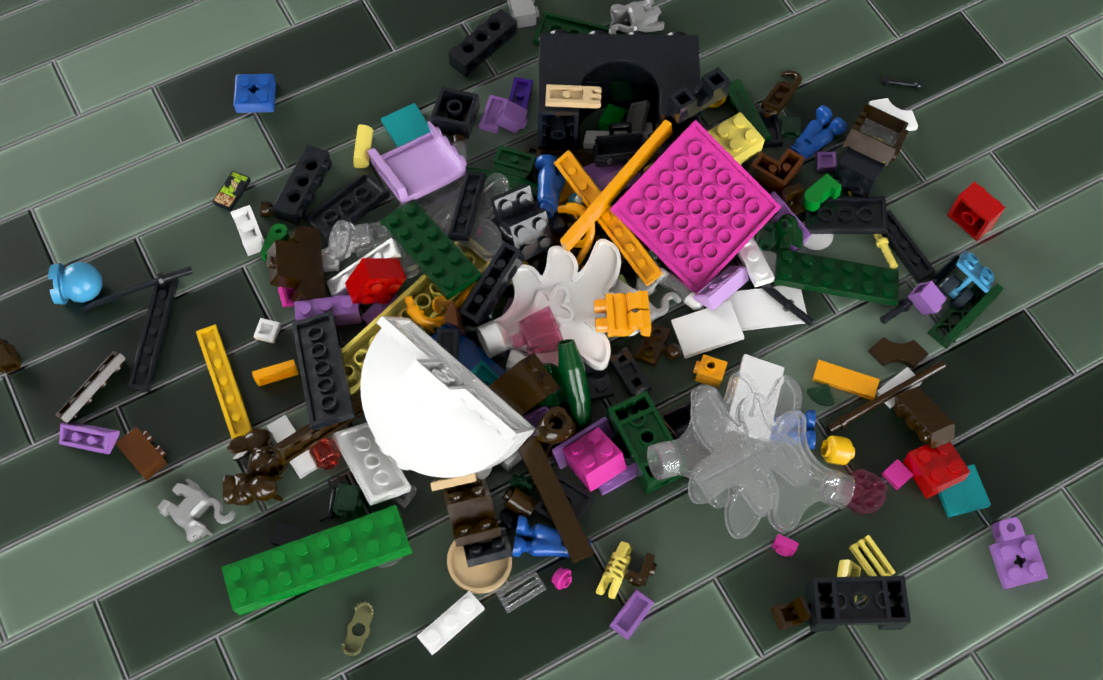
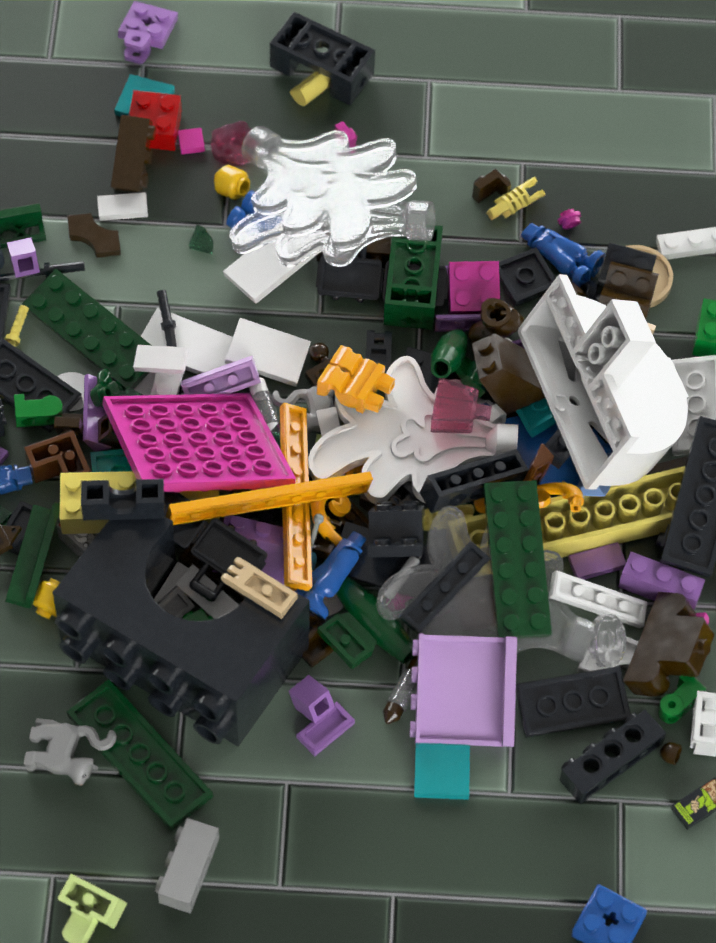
camera: 150 degrees left, 5 degrees down
(362, 145) = (513, 768): light yellow brick -> none
(375, 280) = (597, 560): red brick -> none
(455, 111) = (376, 740): black brick -> none
(482, 42) = (261, 822): black brick -> none
(504, 601) = (602, 239): clear tile -> none
(521, 92) = (280, 728): dark purple plate -> none
(555, 500) = (537, 259): dark brown tile -> none
(631, 614) = (523, 164): medium lavender tile -> none
(710, 371) = (296, 312): light orange brick -> none
(769, 266) = (160, 359): none -> white tile
(791, 613) = (383, 89): dark brown bracket -> none
(841, 422) = (206, 202): dark brown bar -> none
(845, 379) = (167, 240): light orange tile -> none
(876, 551) = (274, 78): light yellow tile -> none

